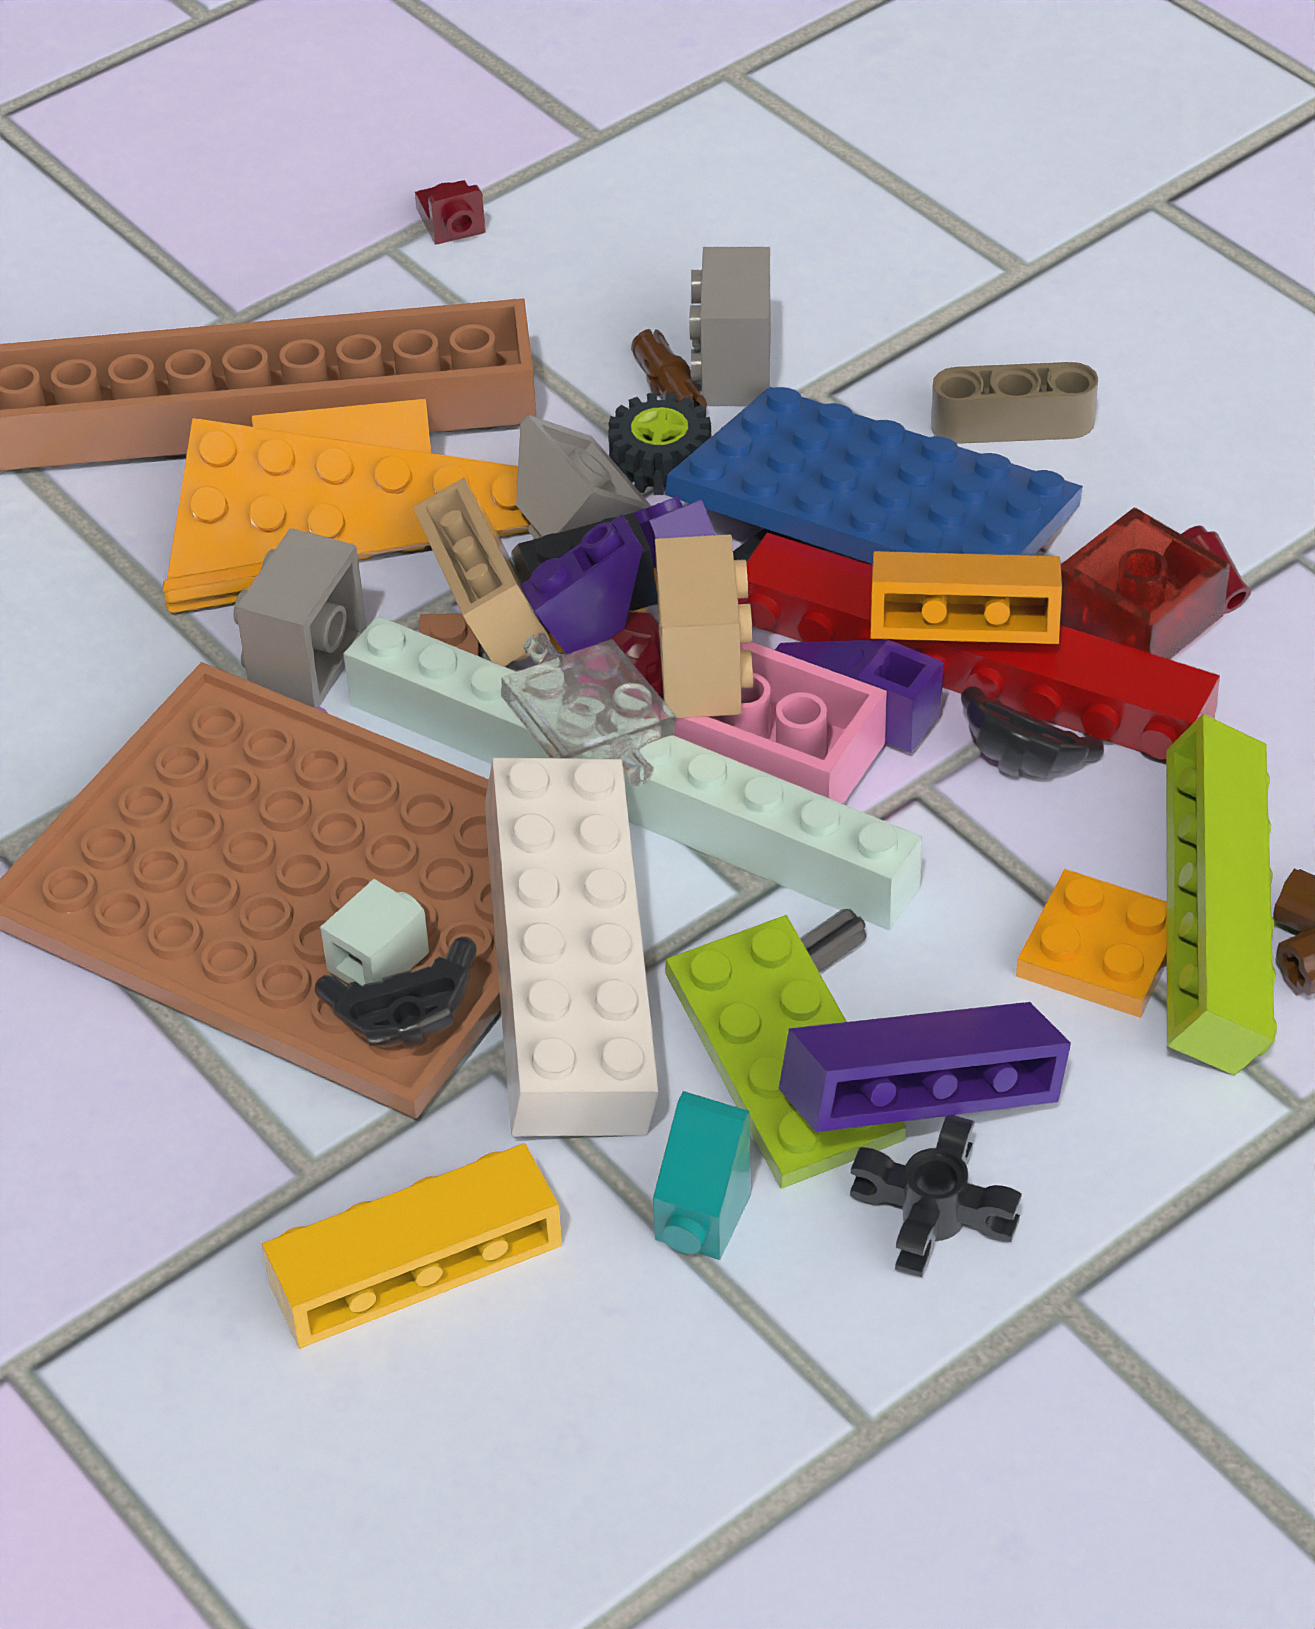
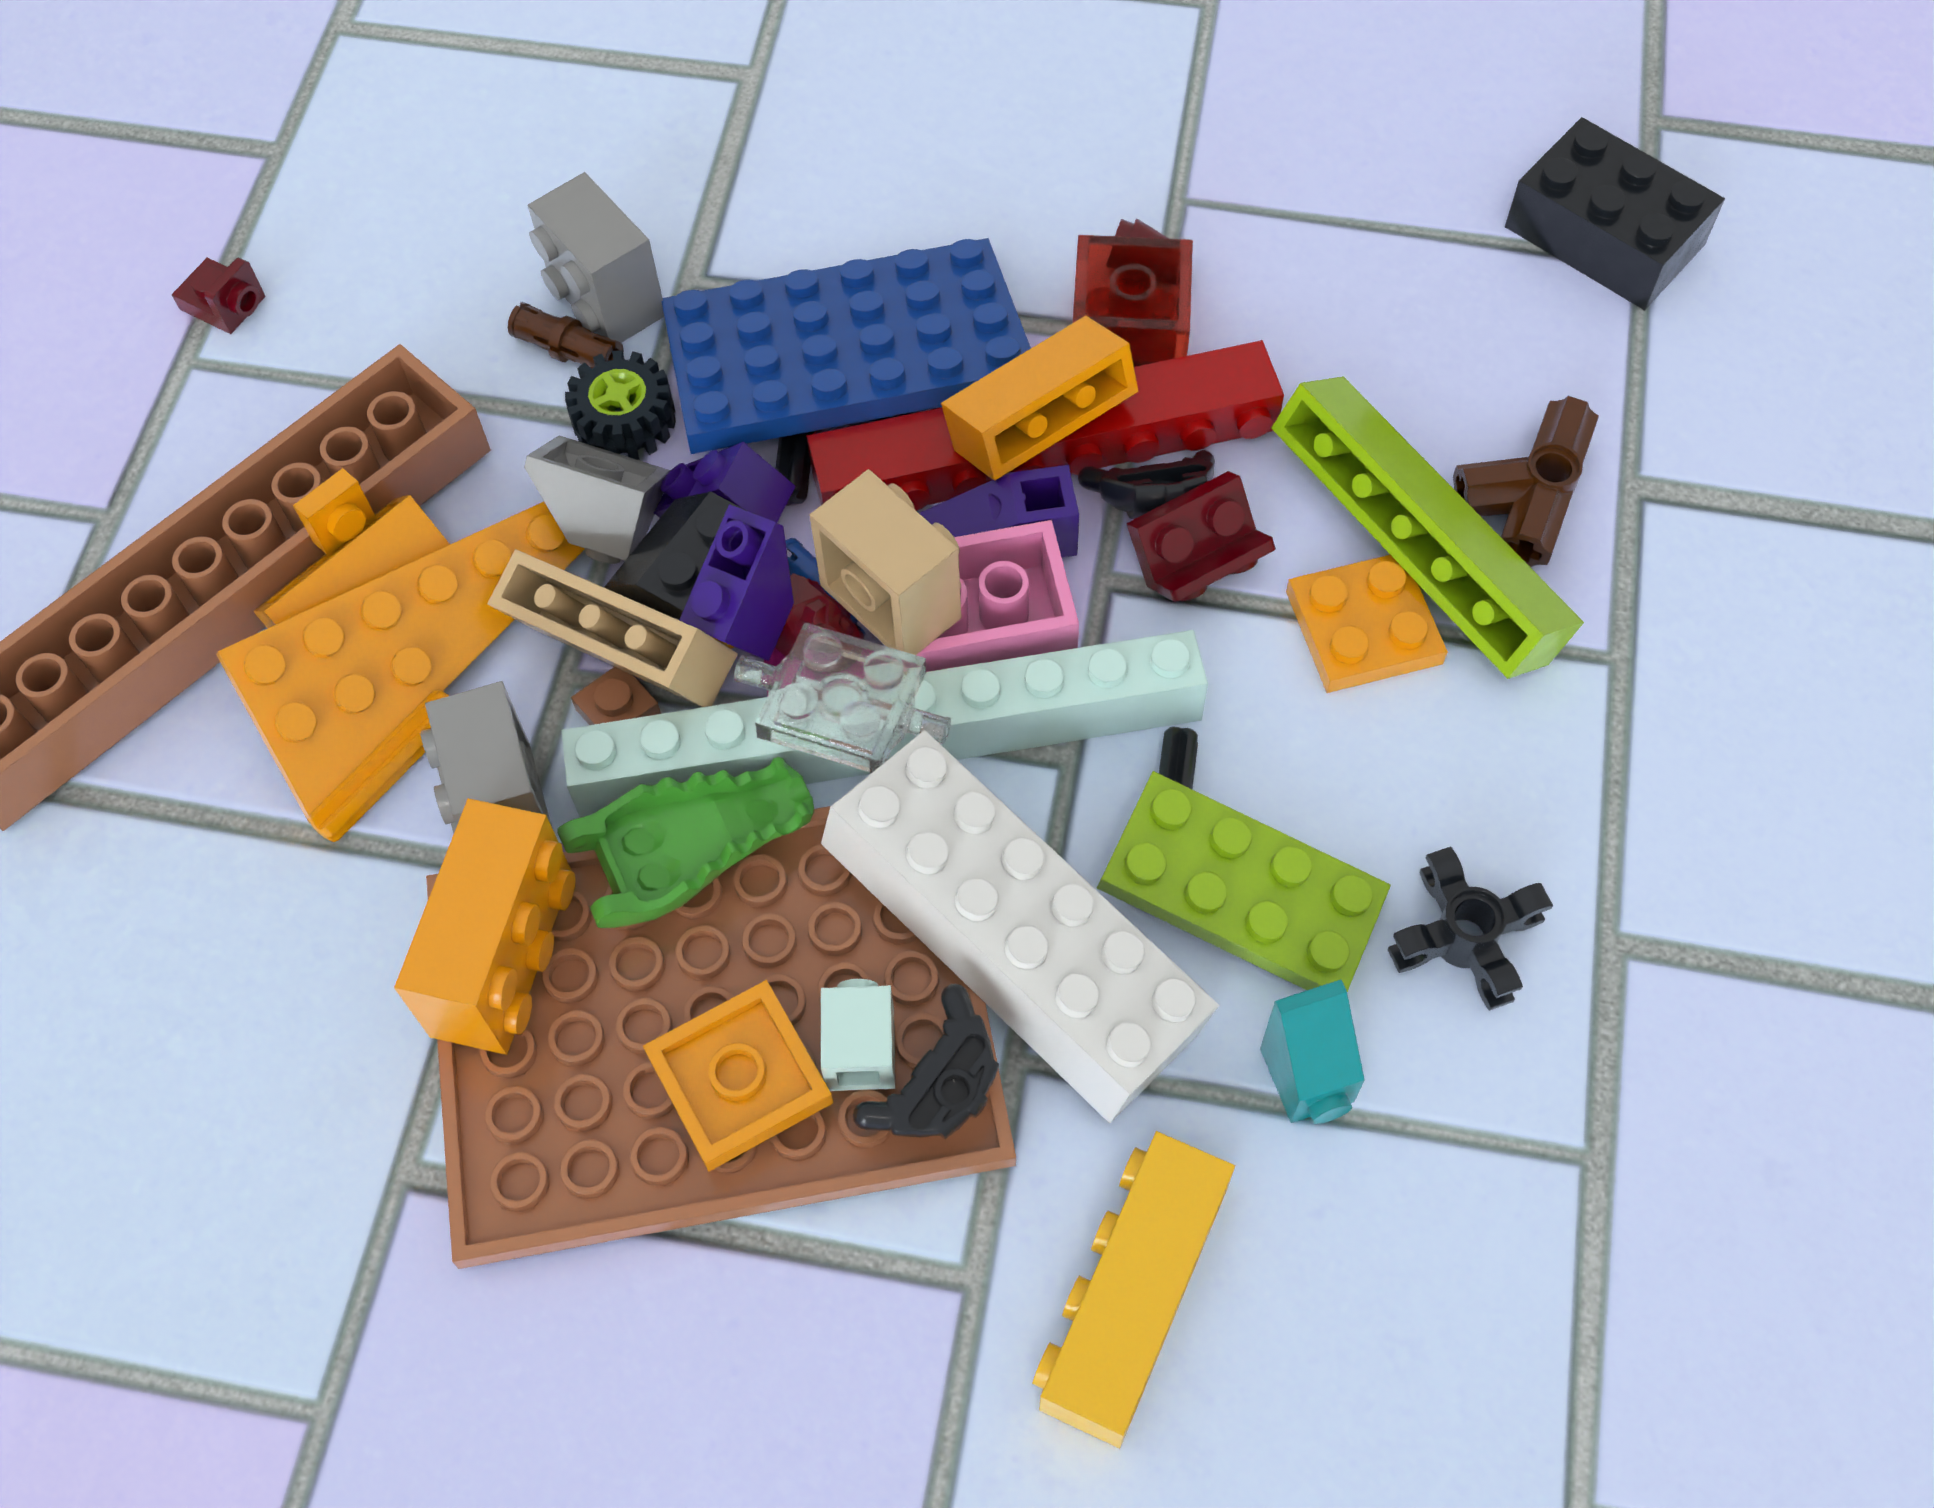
camera: 40 degrees left, 15 degrees up
(192, 697) = (487, 927): none -> light orange brick
(269, 909) = (738, 1075): none -> light orange plate
(360, 376) = (335, 511): none -> light orange plate
(389, 733) = (678, 837): none -> bright green animal
(923, 1066) = (1384, 833): dark purple brick -> none
(1013, 789) = (1198, 539): none -> dark red bracket
(1014, 402) = (870, 196): dark tan beam -> none

